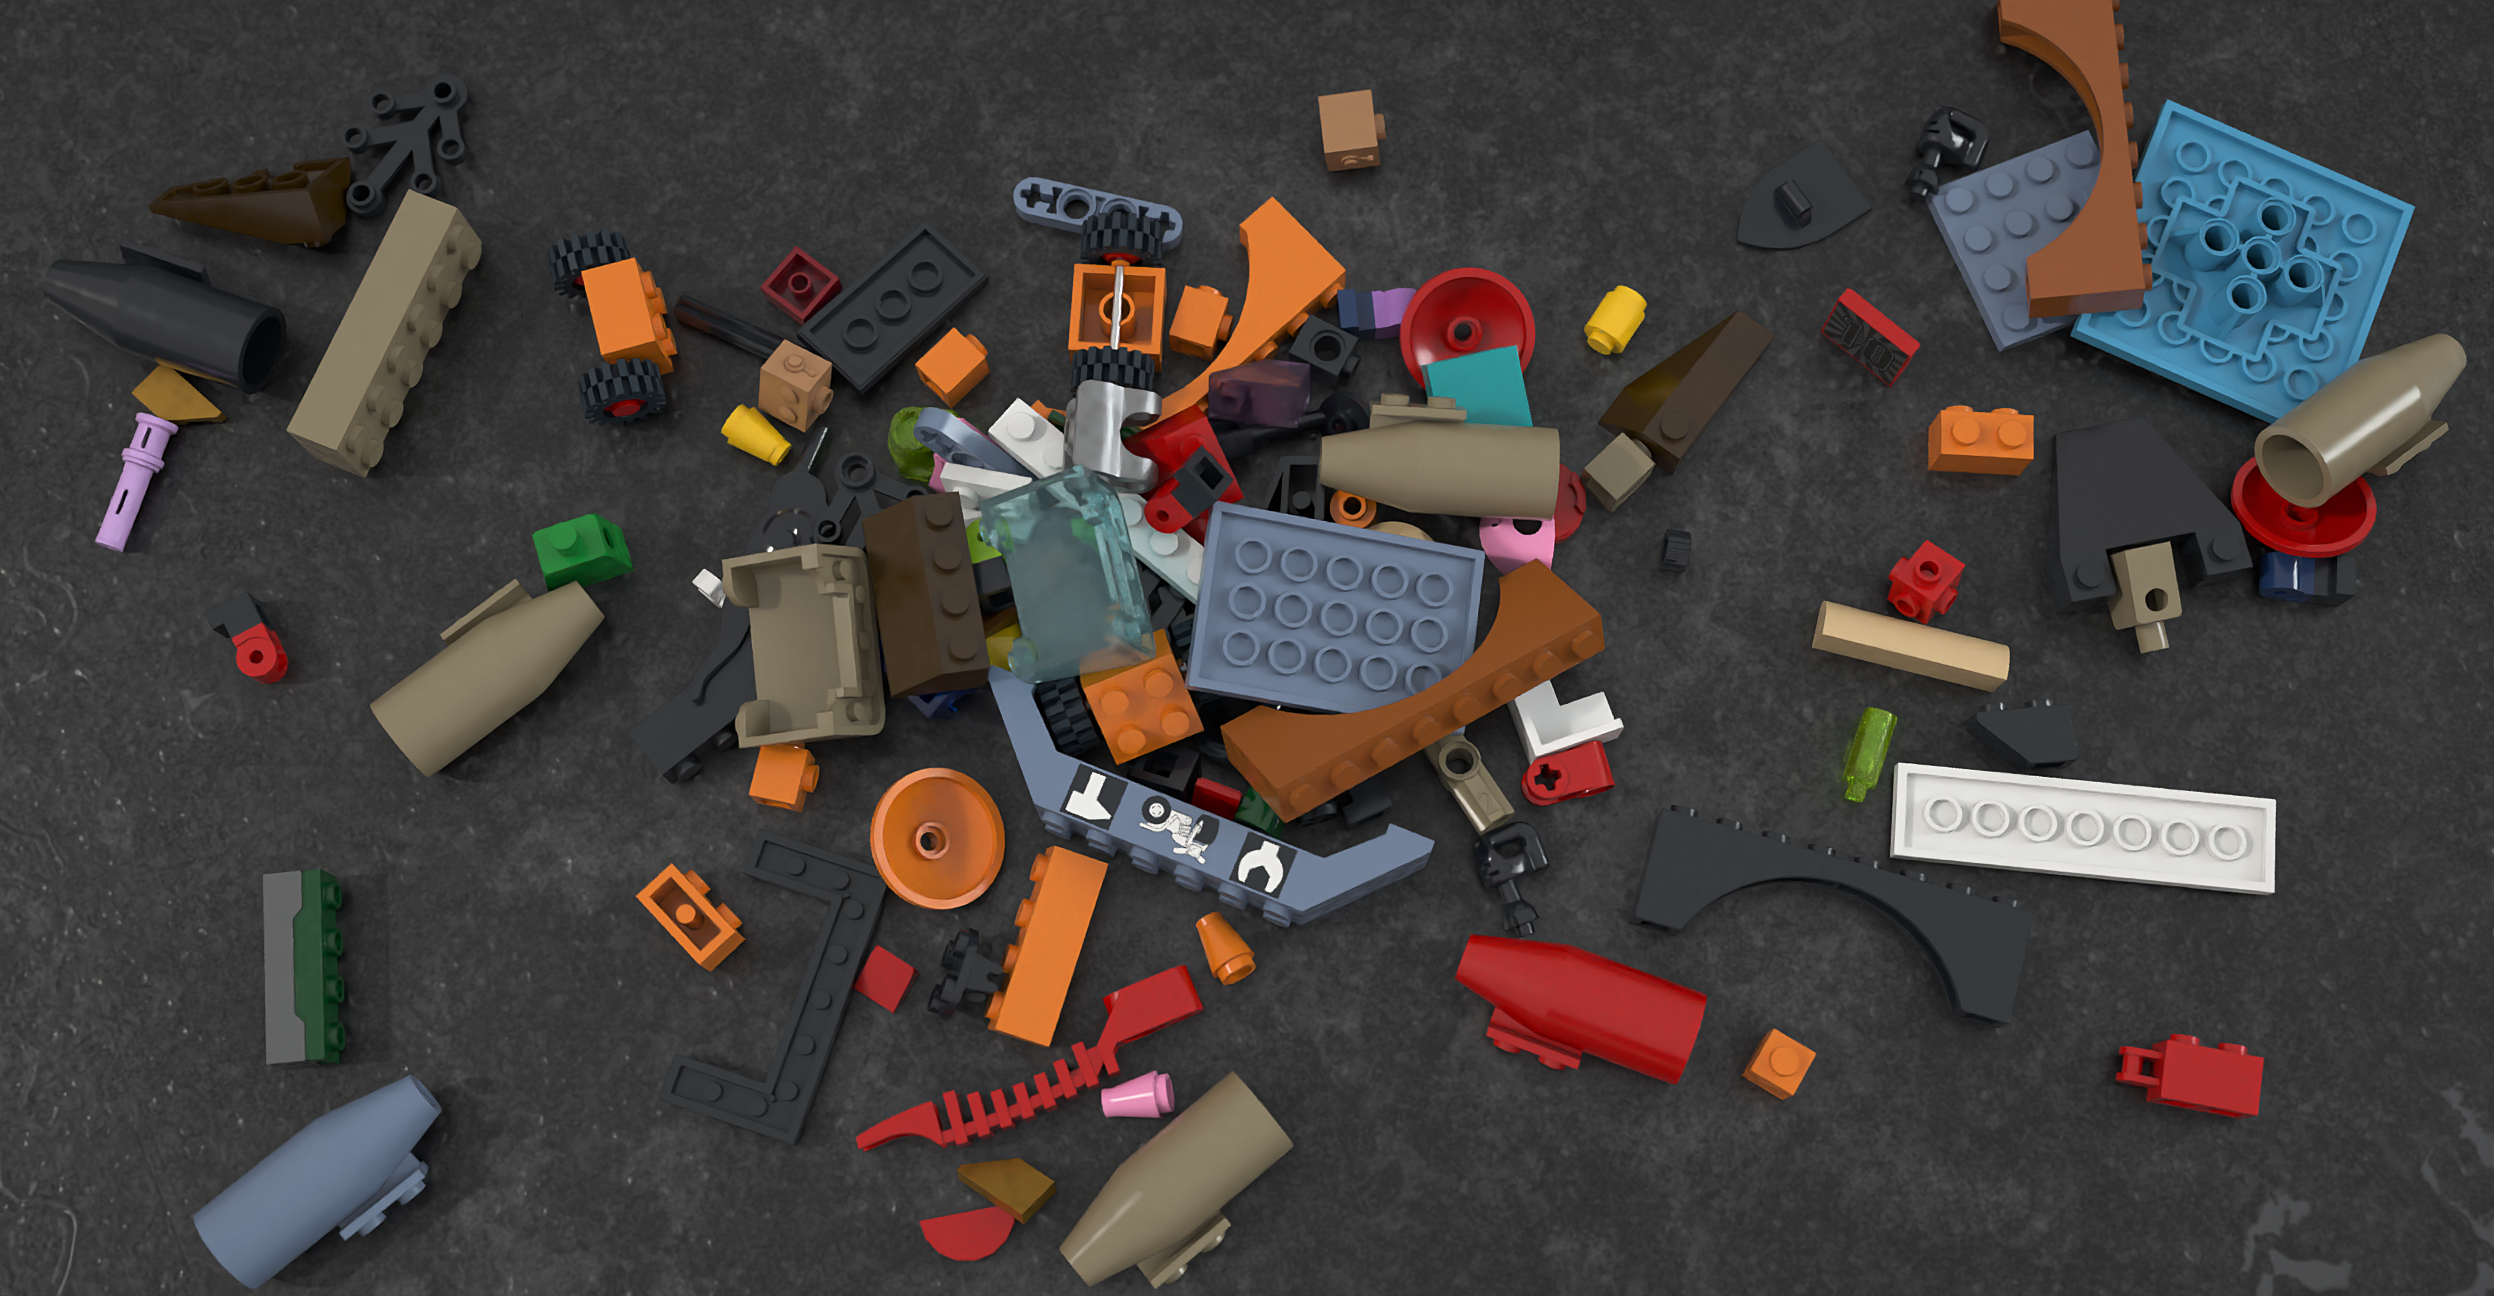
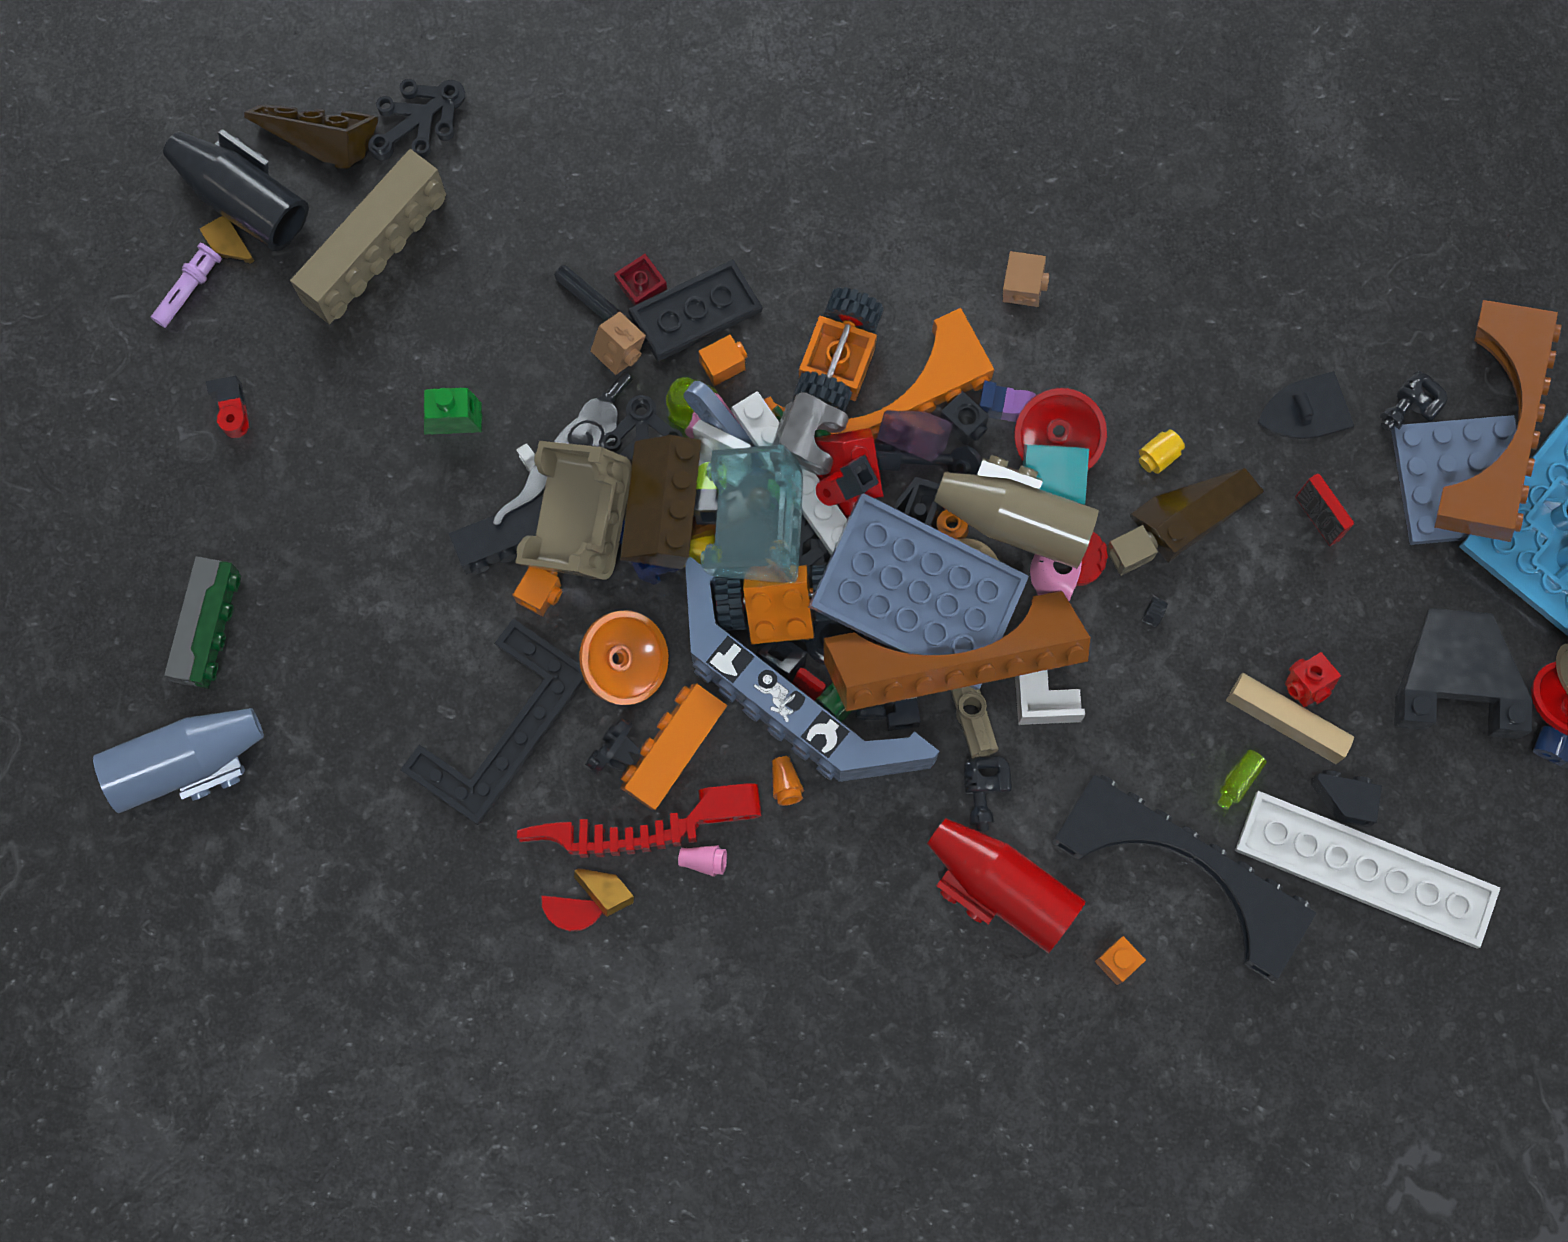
camera: 15 degrees right, 0 degrees up
(491, 670) = (373, 469): dark tan piece -> none
(626, 321) = (523, 272): brick -> none
(690, 917) = (454, 662): orange brick -> none
(755, 435) = (583, 367): yellow cone -> none
(886, 979) = (565, 737): red slope -> none
(1098, 203) = (847, 280): sand blue beam -> none
(1170, 1191) = (704, 924): dark tan piece -> none
(1201, 323) = (890, 376): orange brick -> none
(1575, 773) = (1046, 736): red piece -> none
(1981, 441) = (1377, 598): orange brick -> none
(2145, 593) = (1455, 716): dark tan torso -> none
(2196, 1076) = (1391, 1050): red brick -> none

